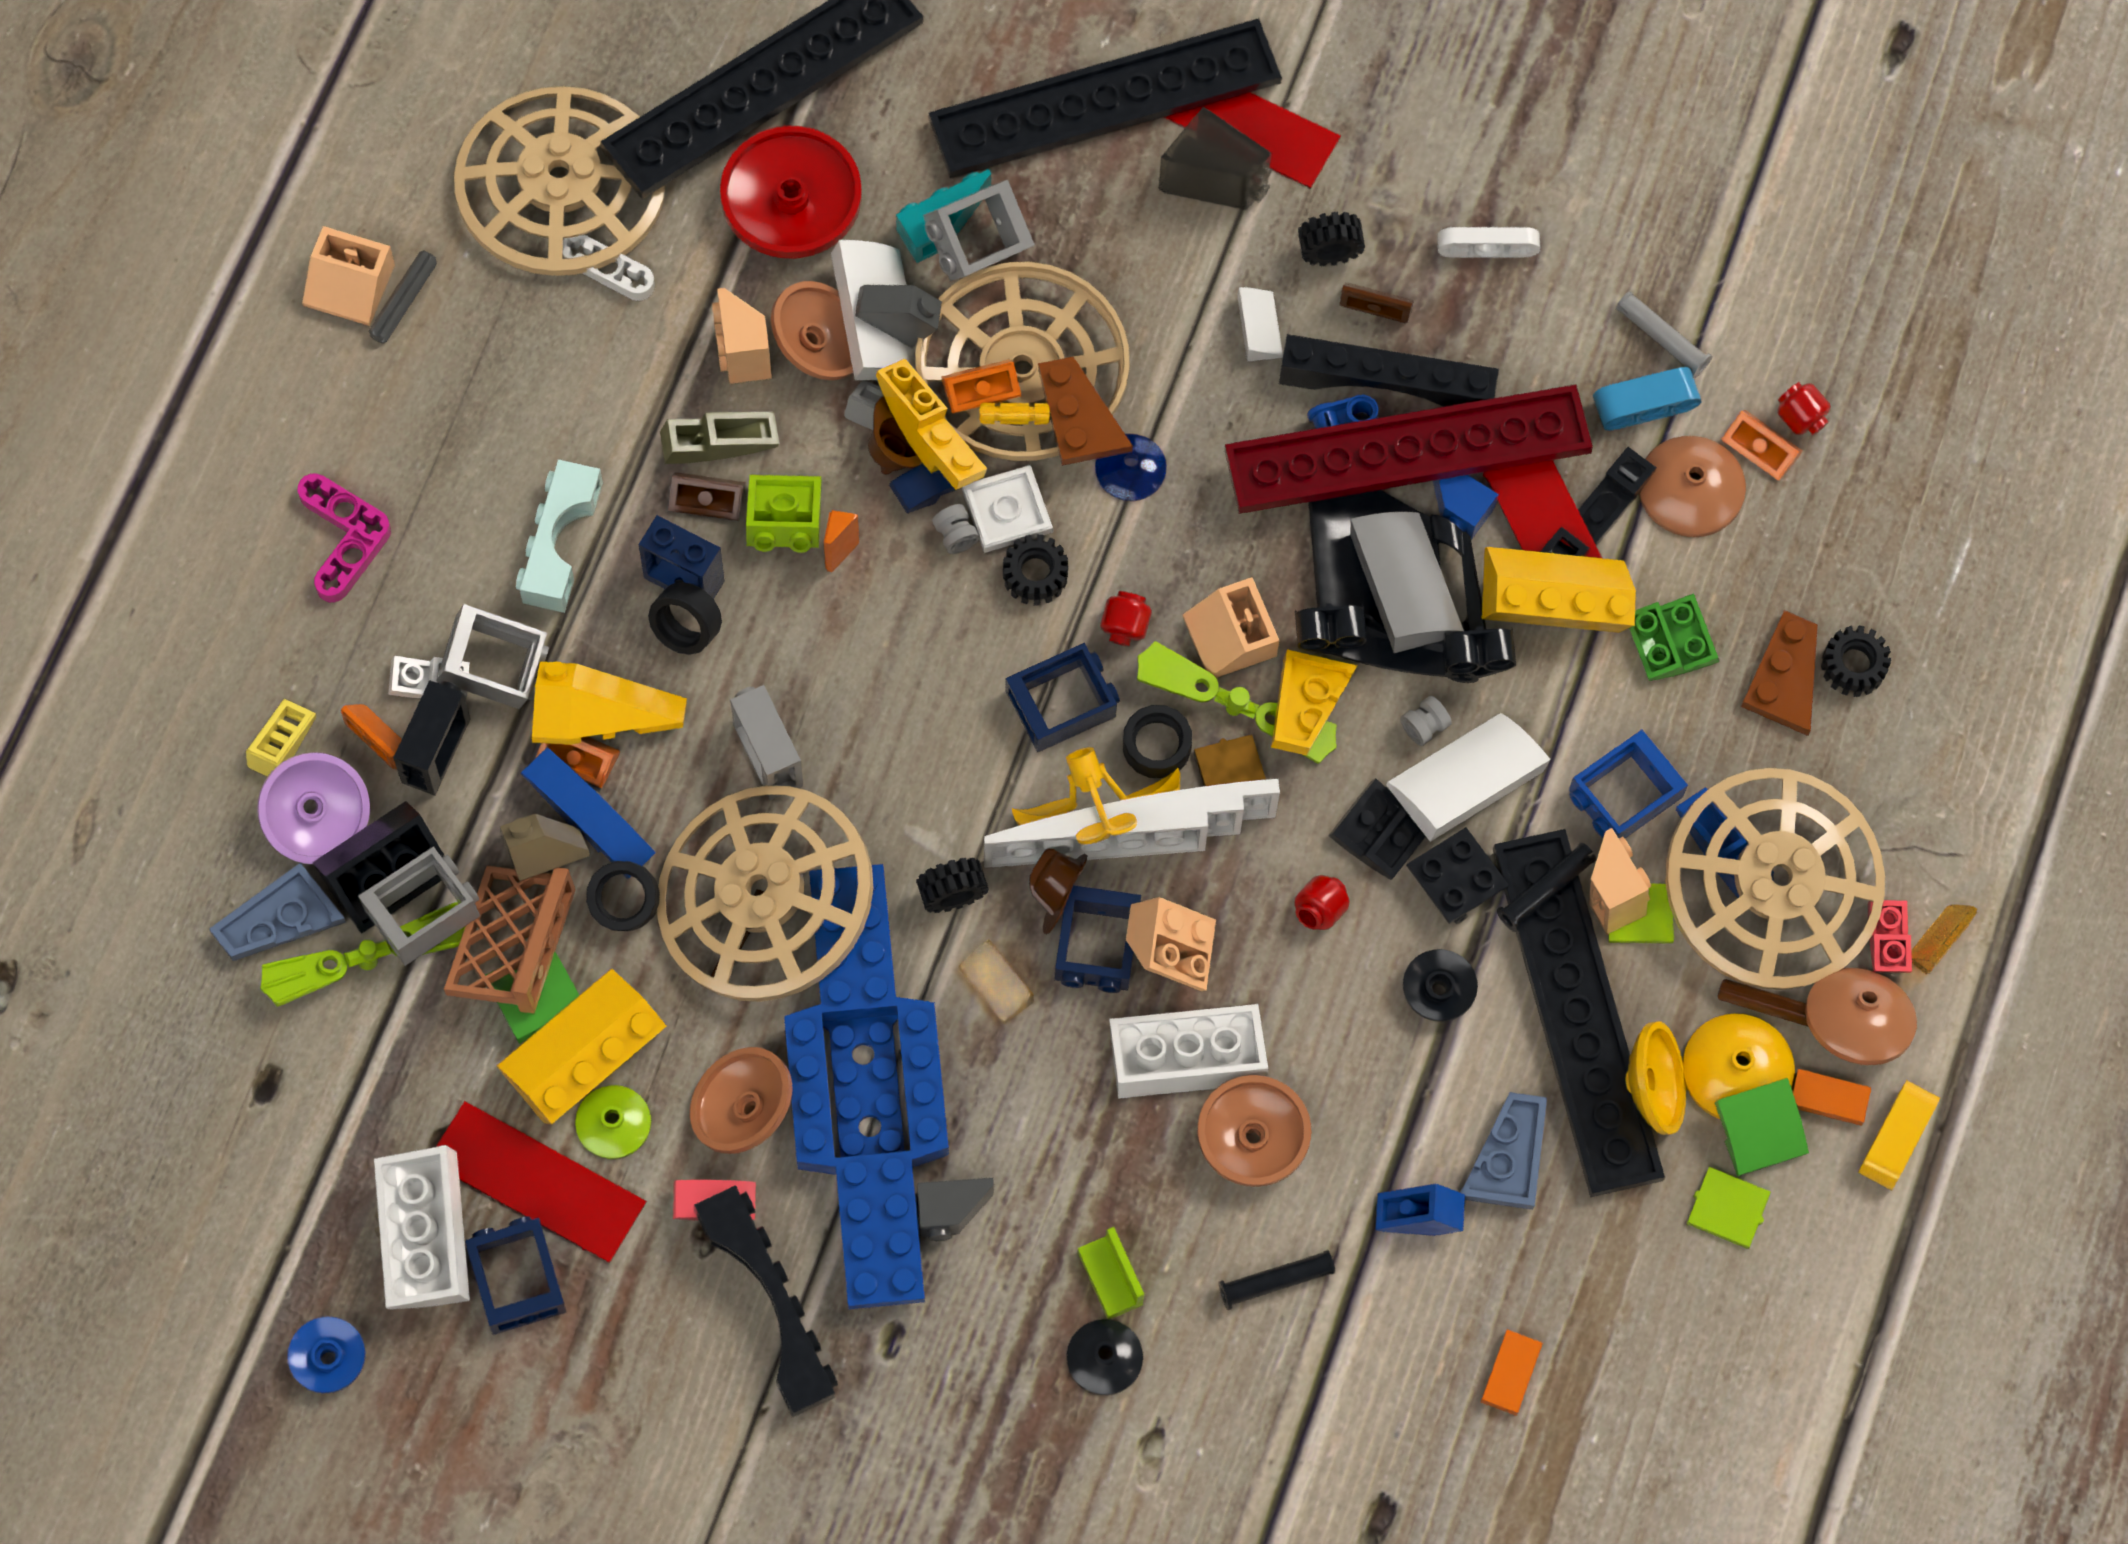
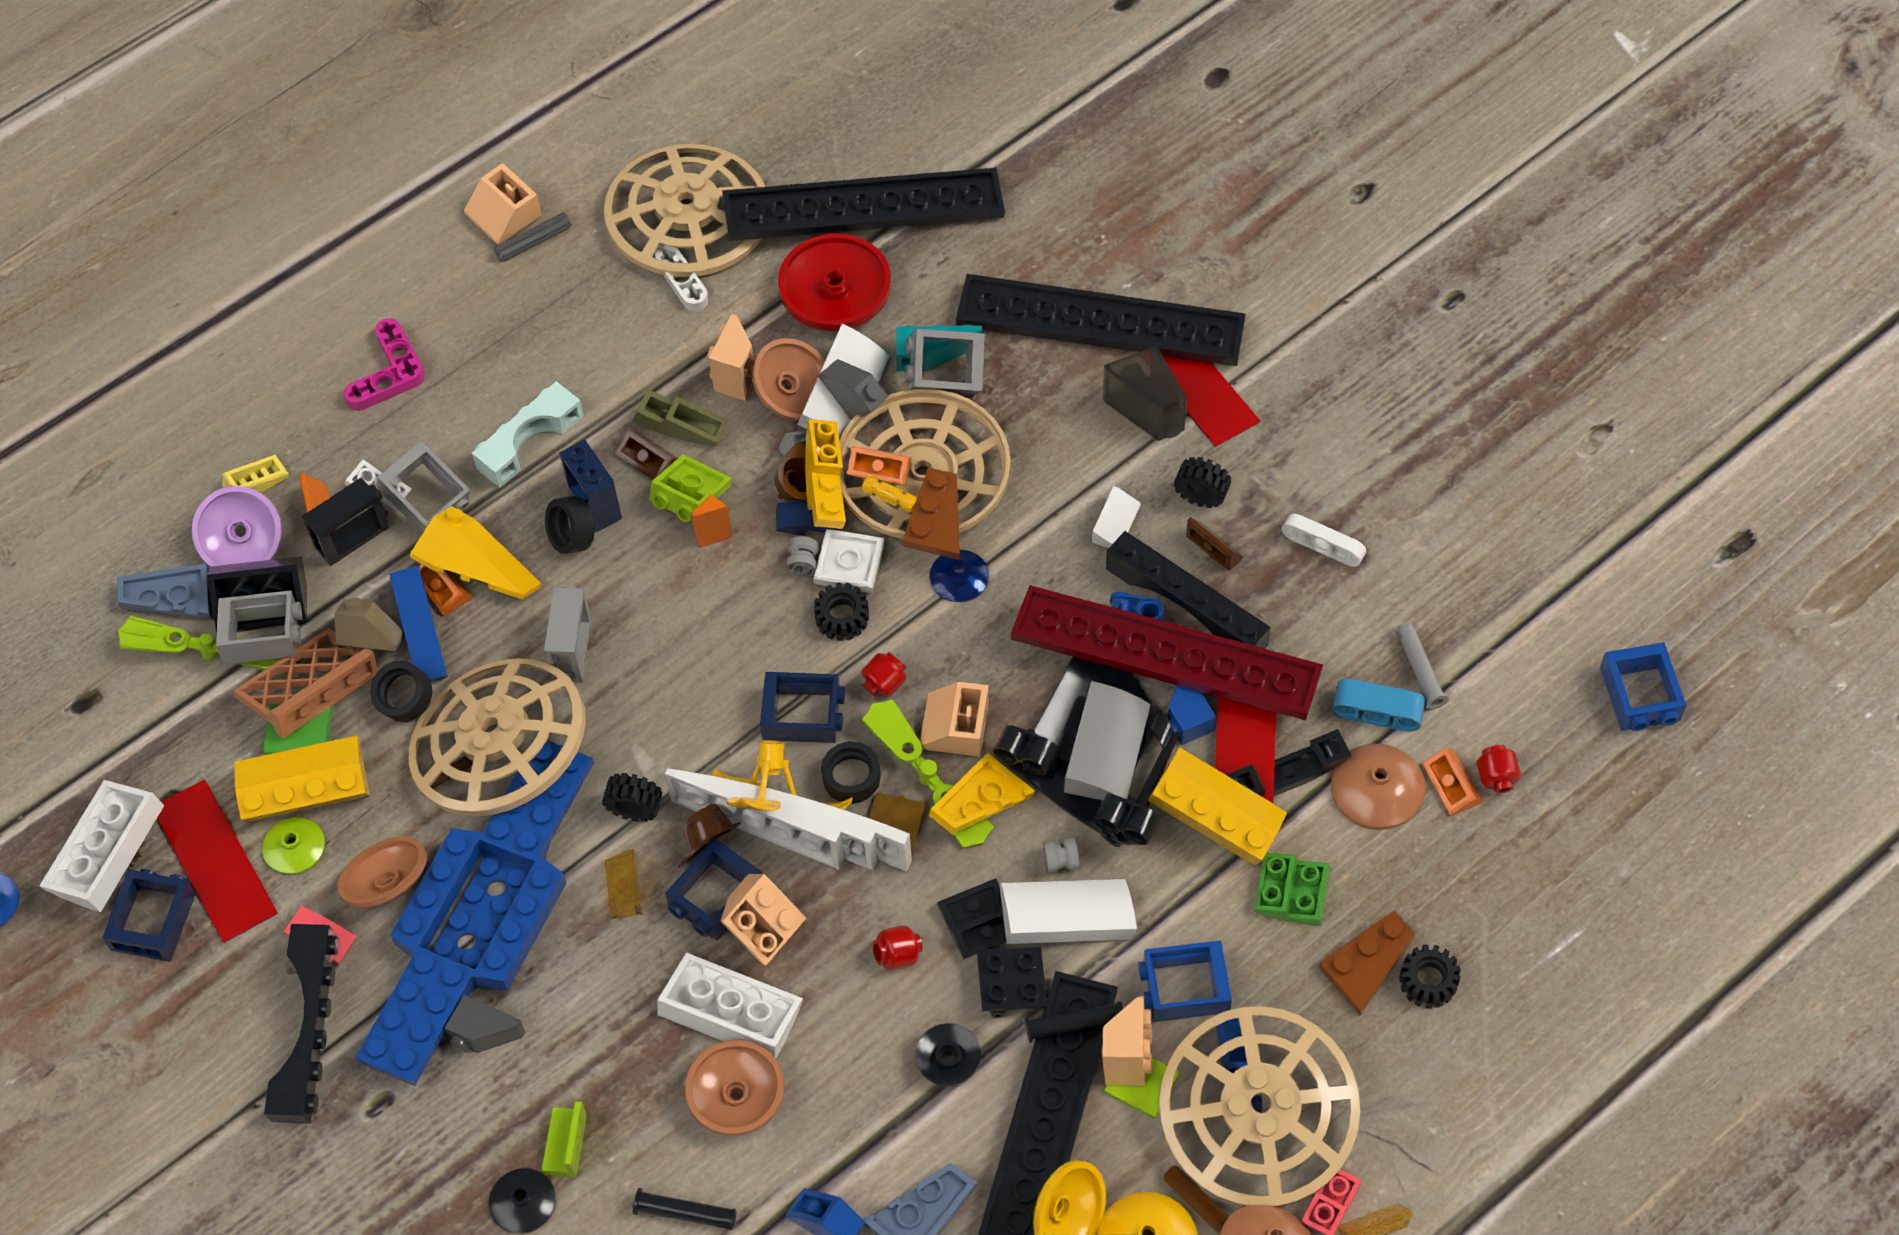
camera: 35 degrees right, 10 degrees down
(1853, 247) = (1636, 660): none -> blue window

